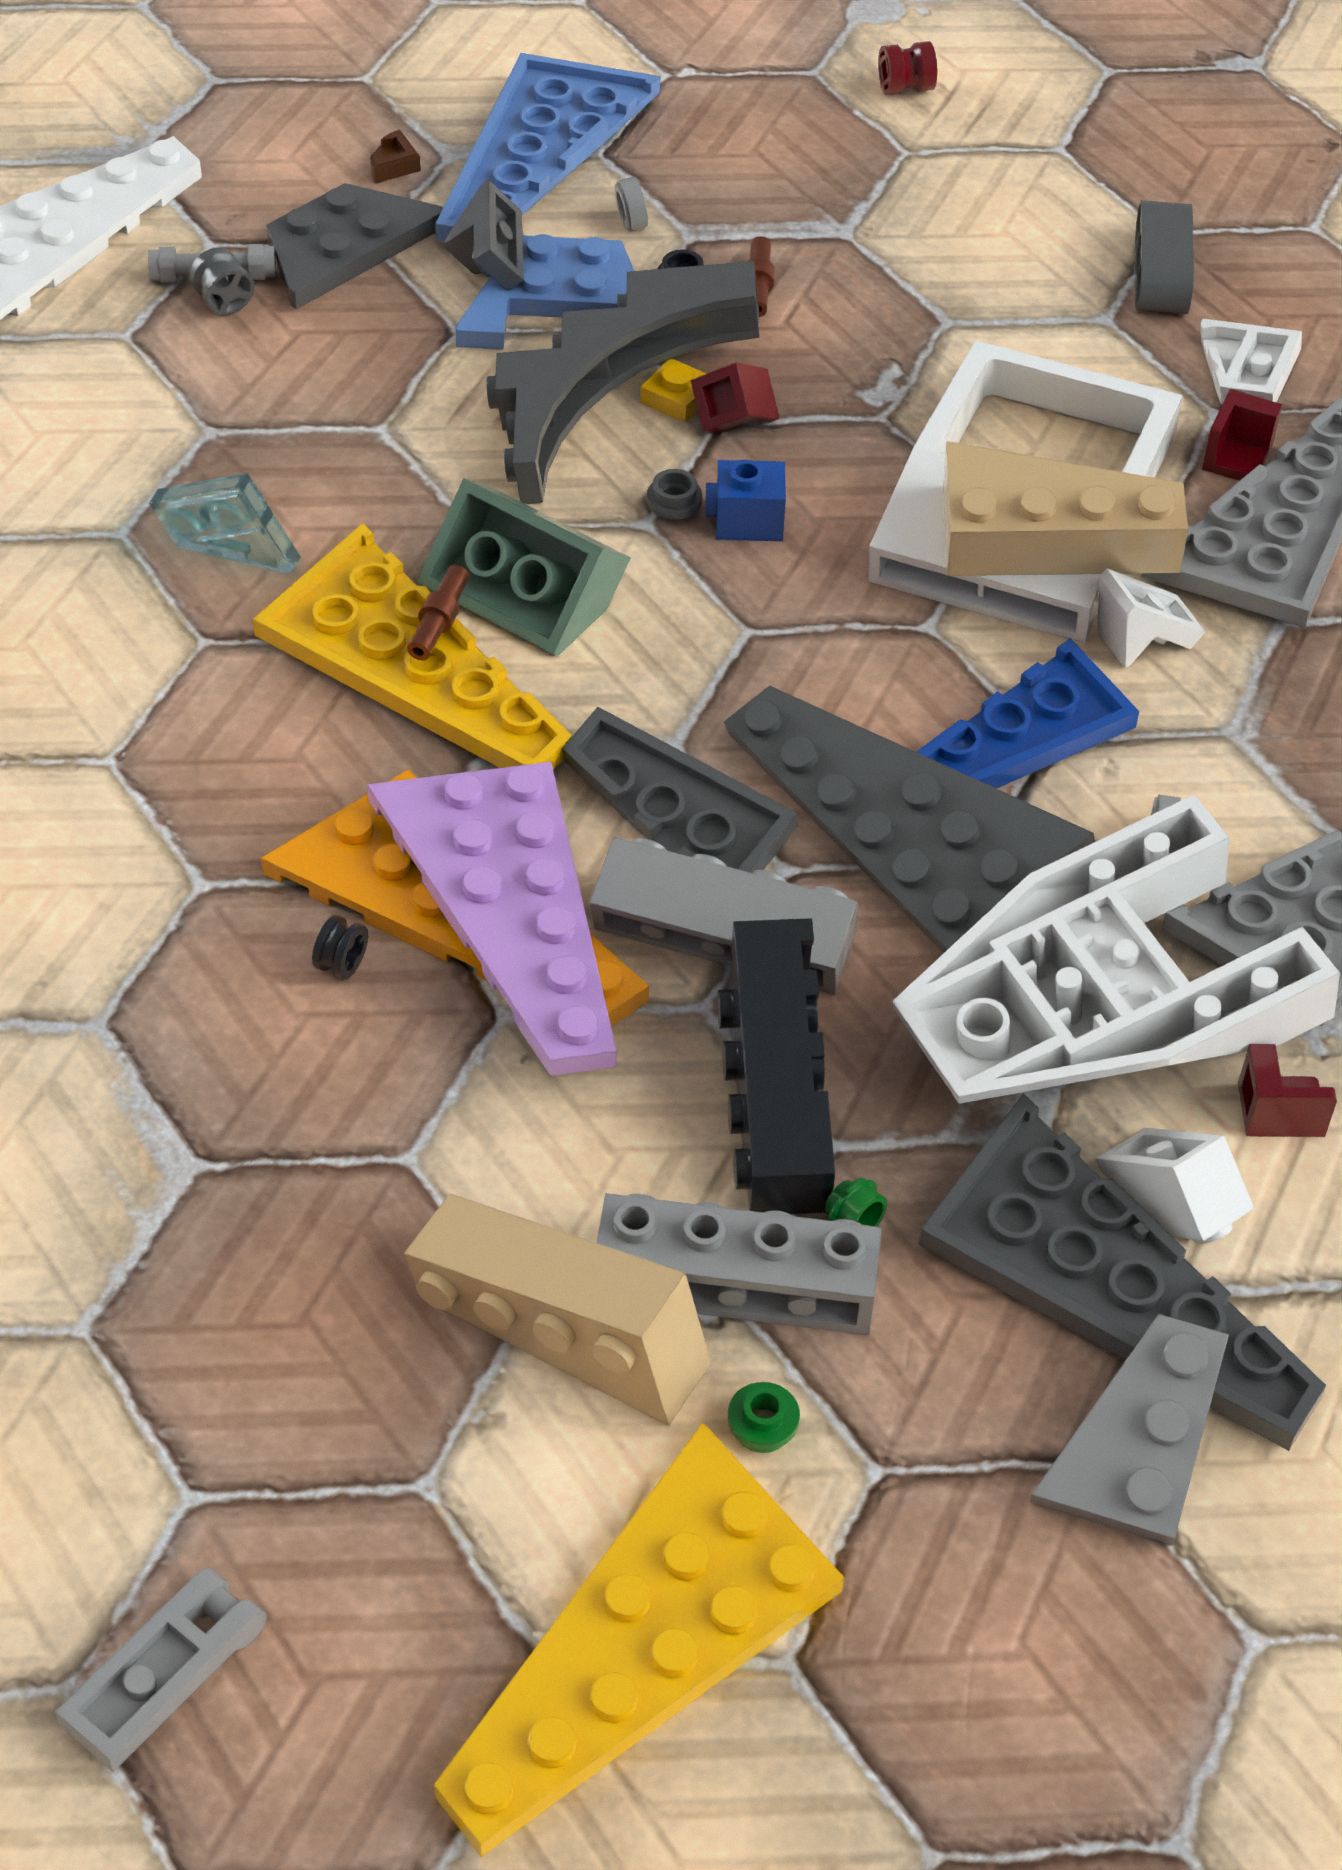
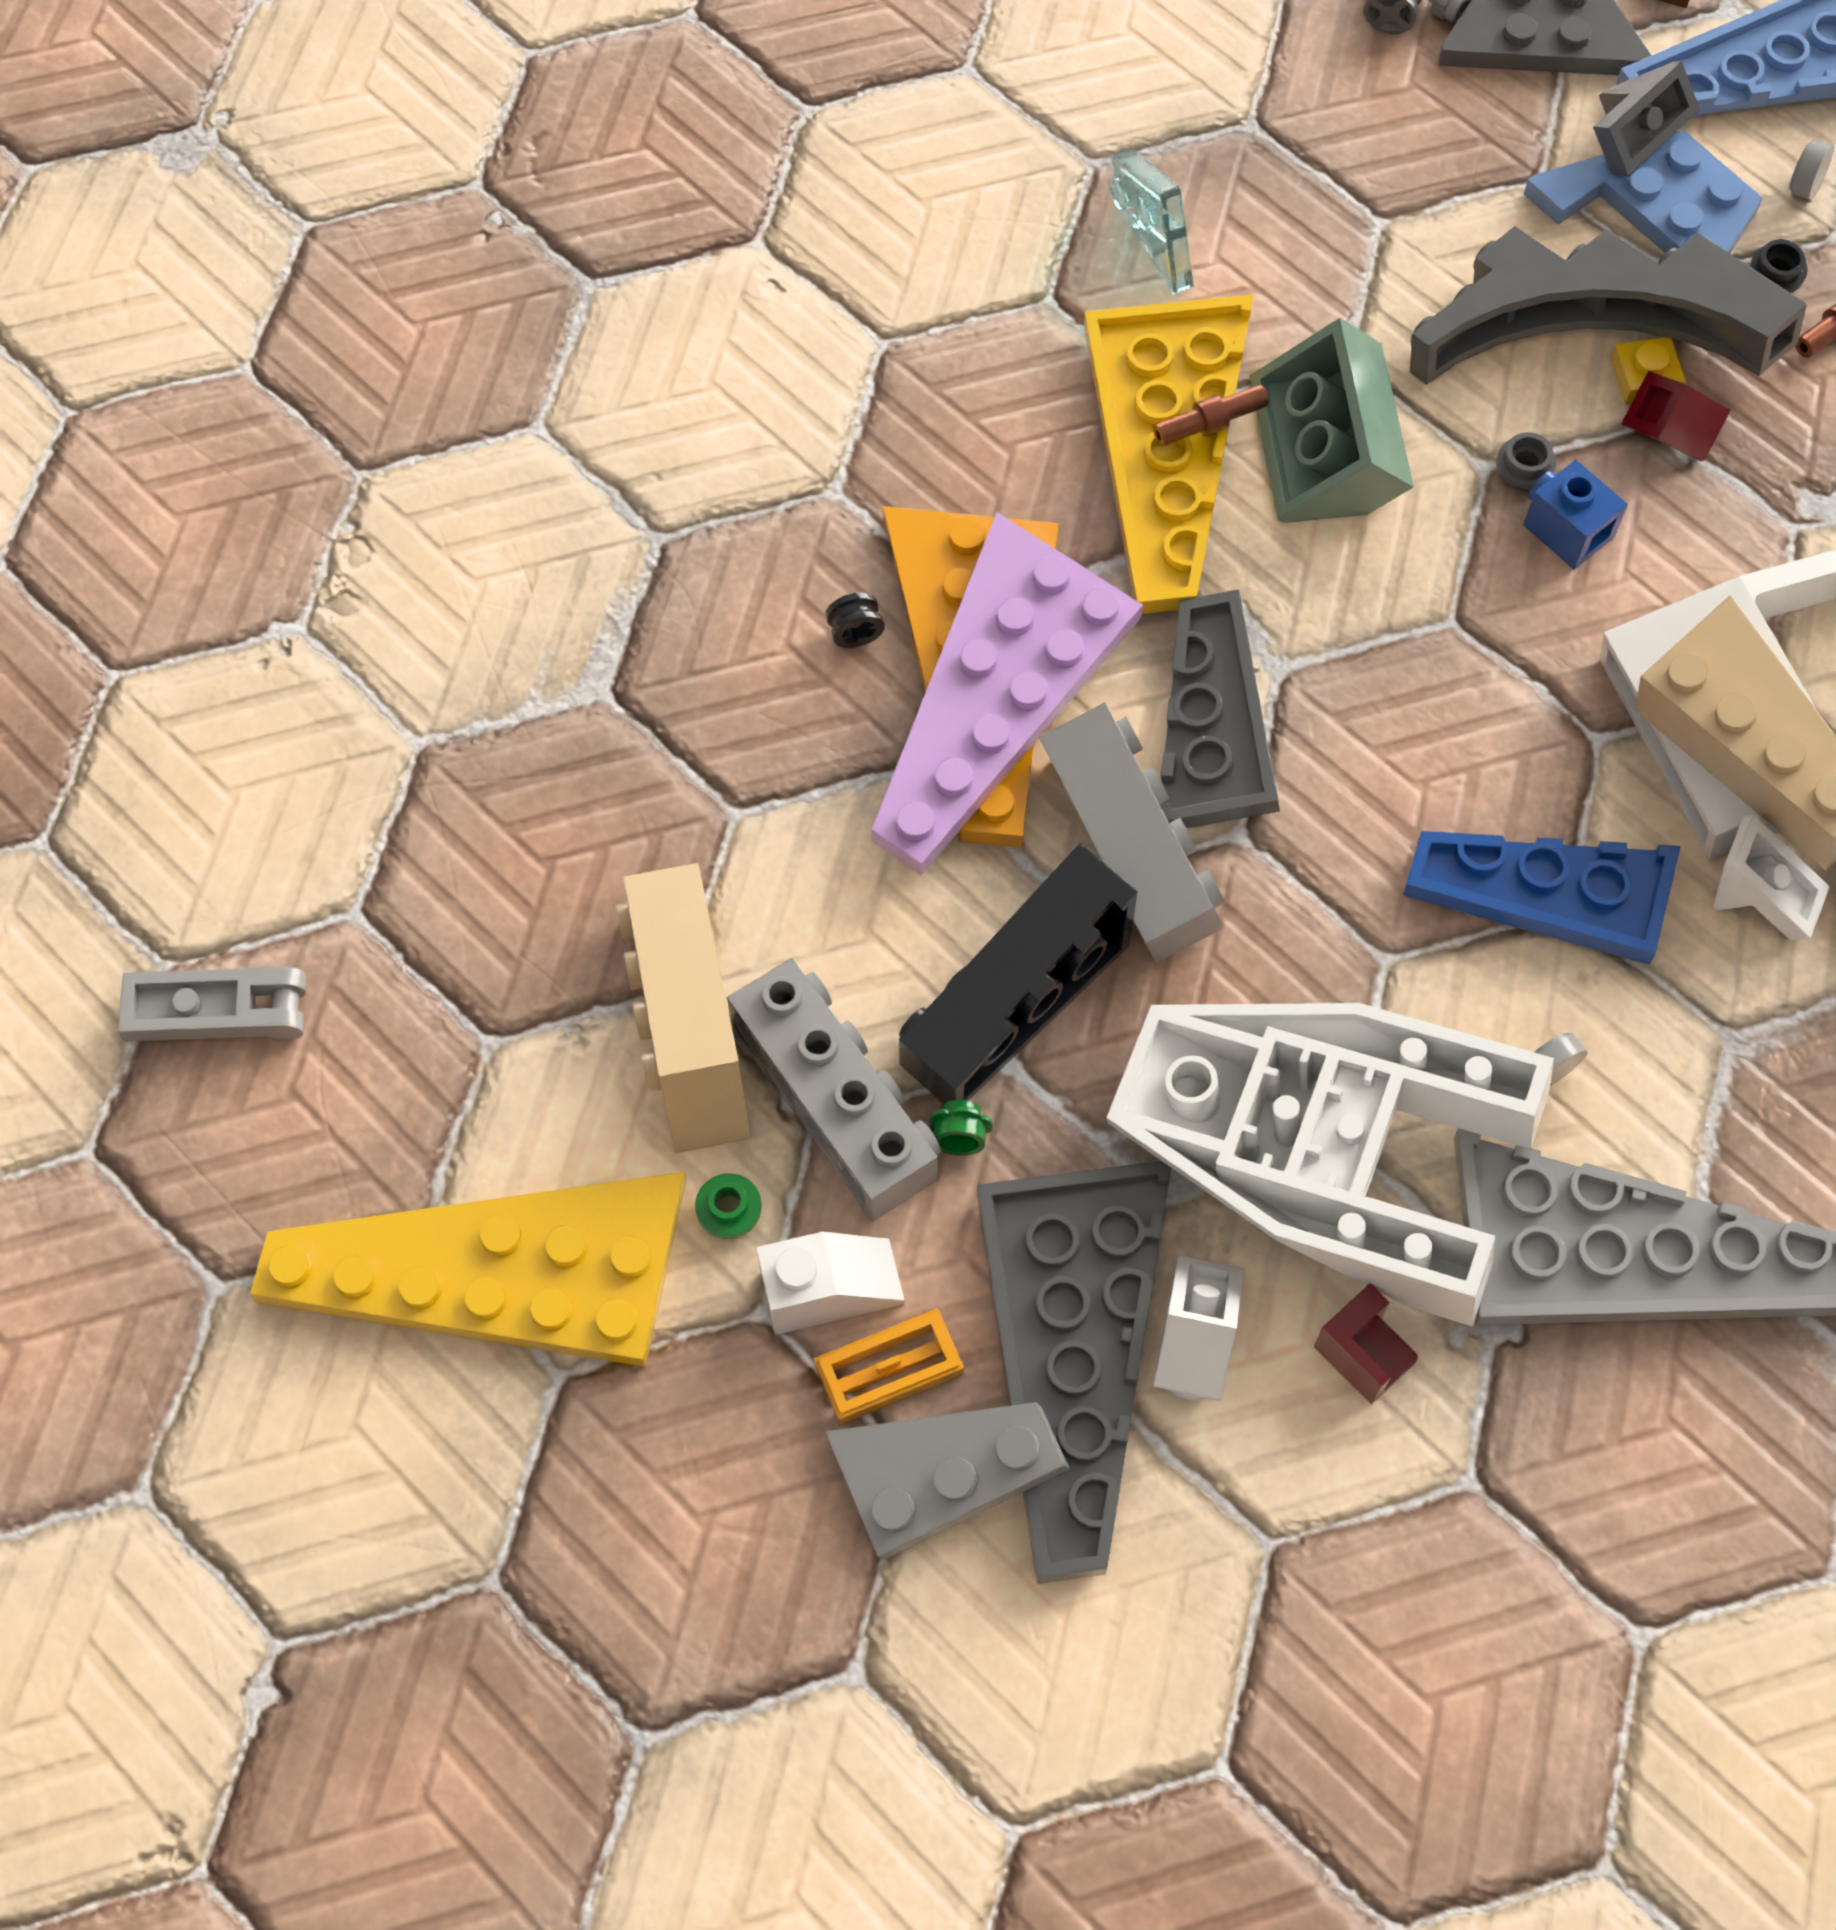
camera: 50 degrees right, 15 degrees up
(896, 1400) = (827, 1279): none -> white slope
(913, 825) = (1359, 883): dark grey wing -> none
(996, 1461) = (900, 1389): none -> light orange tile

